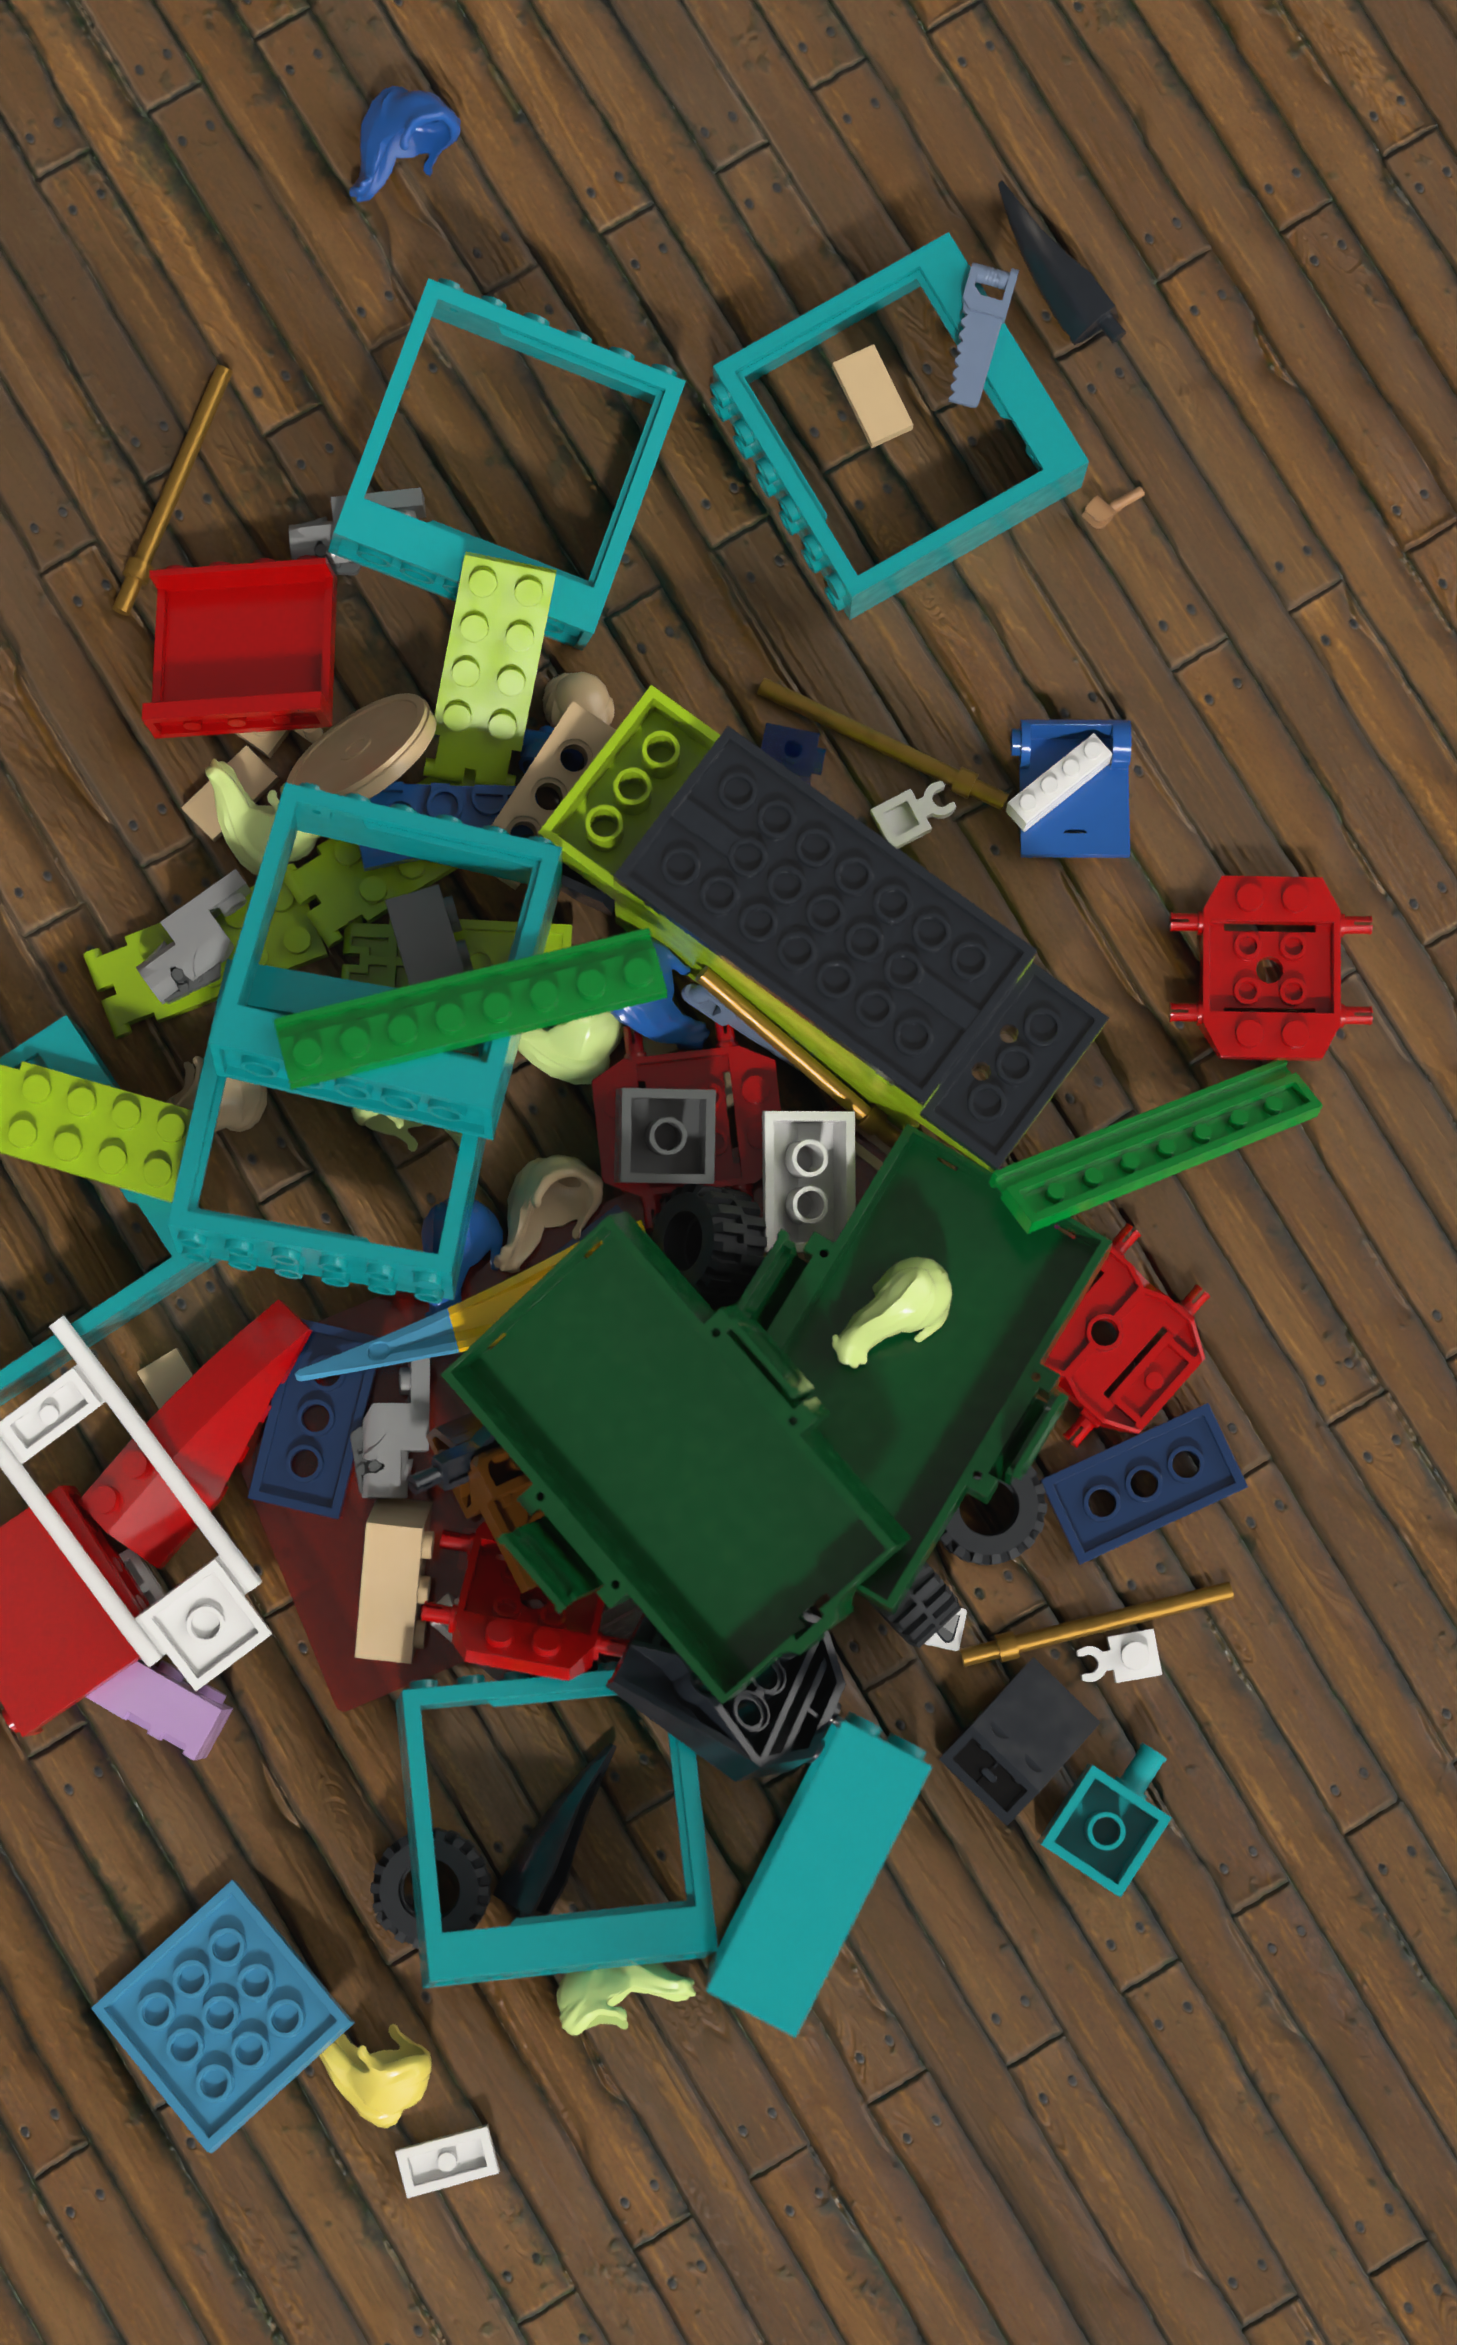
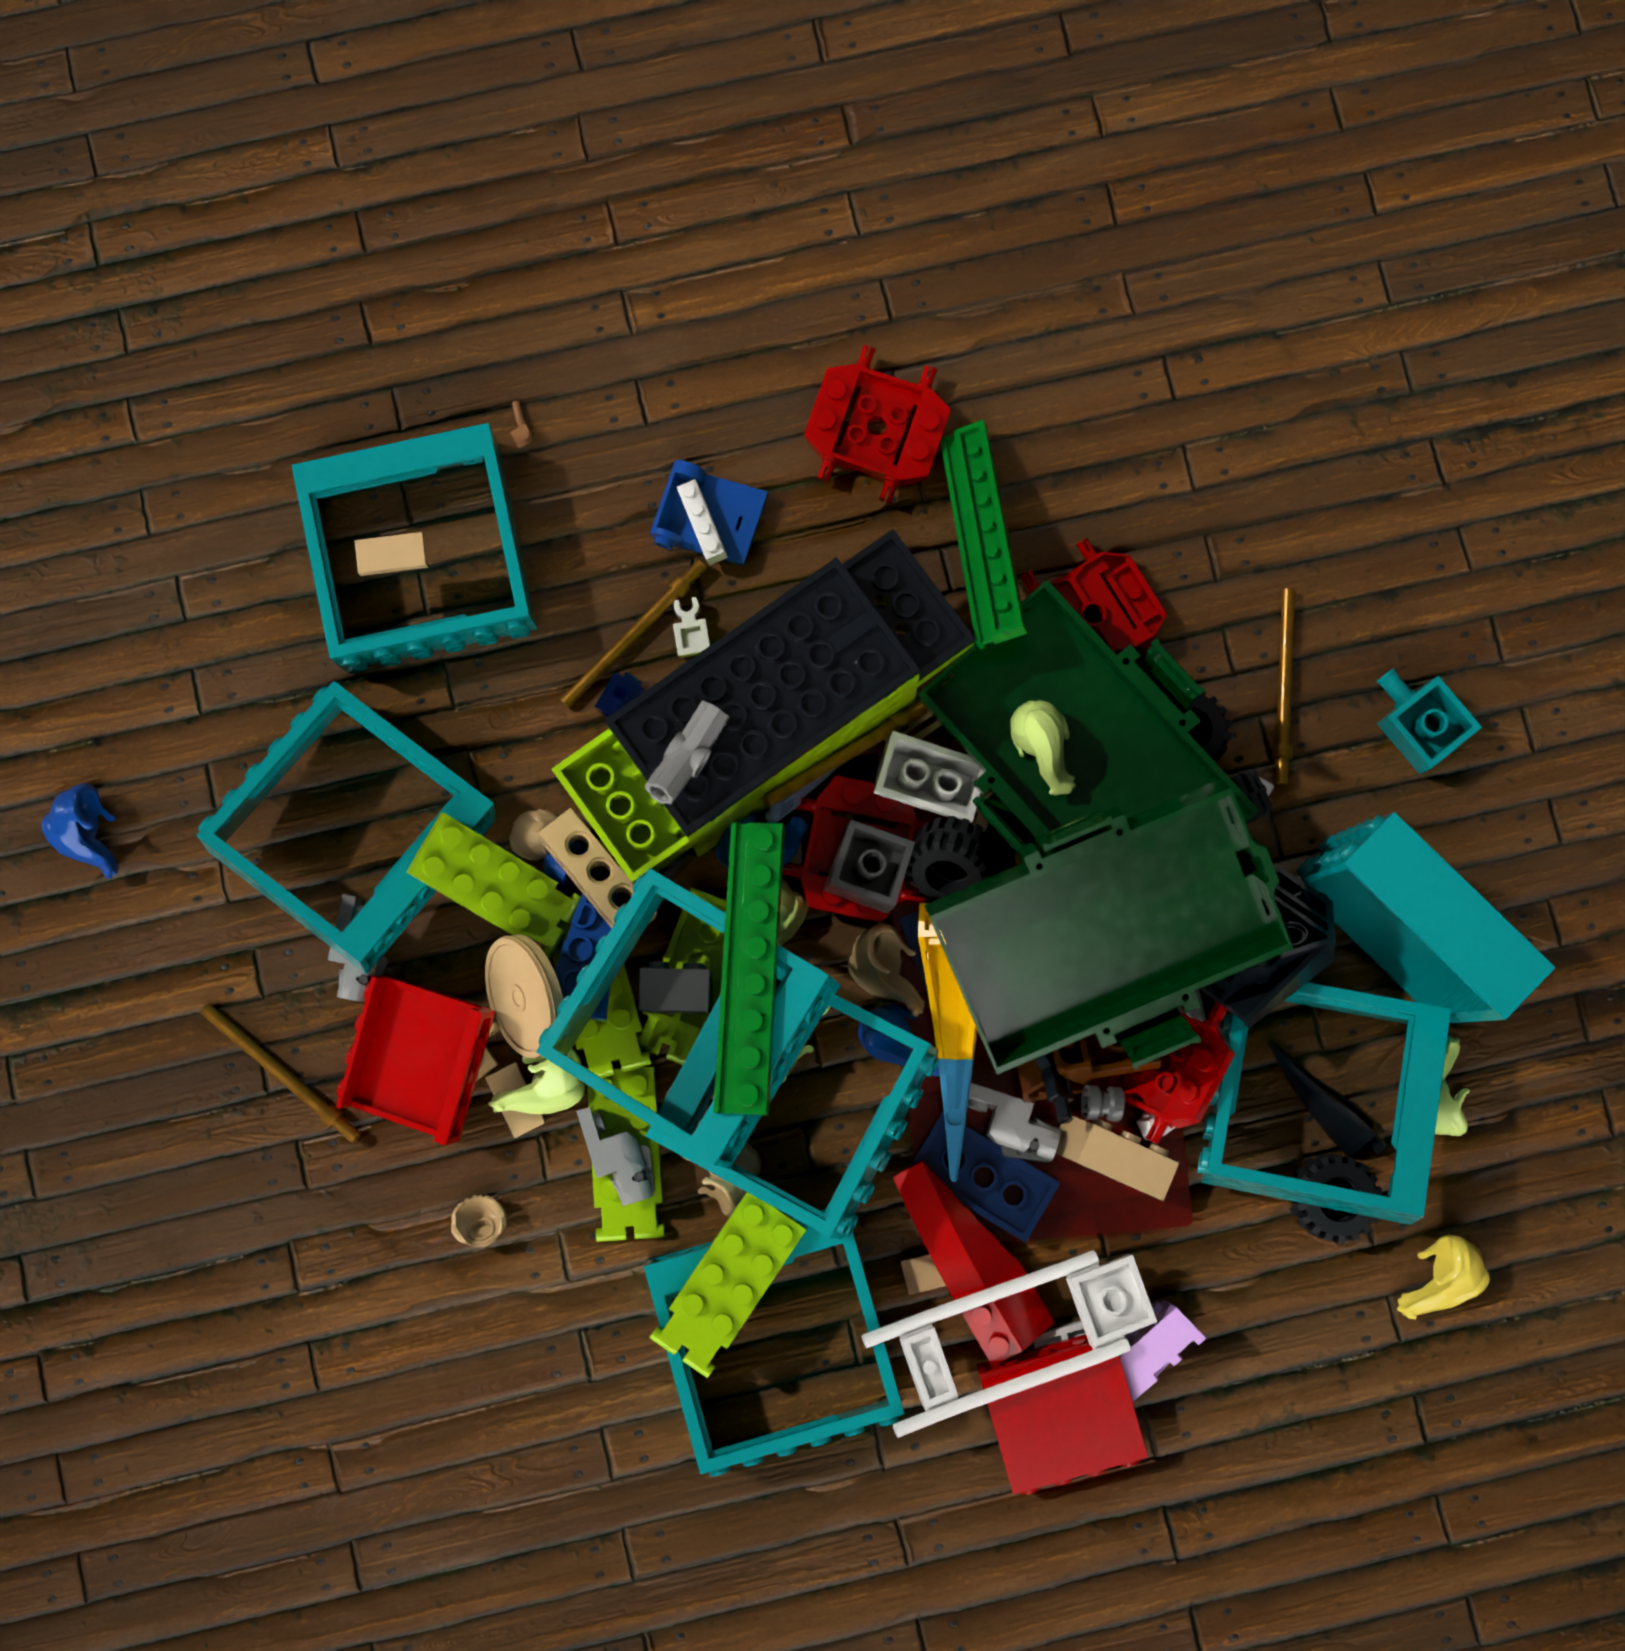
camera: 75 degrees left, 0 degrees up
(62, 796) = (478, 1221): none -> tan hair
(222, 2016) = (1381, 1373): dark azure plate -> none
(447, 2161) = (1522, 1245): white plate -> none
(452, 1530) = (1101, 1102): none -> dark grey wheel
(714, 840) = (686, 753): none -> light grey piece
(980, 331) = (370, 465): sand blue piece -> none
(1019, 1741) = (1352, 764): black slope -> none
(1065, 285) = (354, 404): black piece -> none
(1128, 1656) = (1312, 672): white plate -> none
(1135, 1515) = (1216, 607): dark blue plate -> none

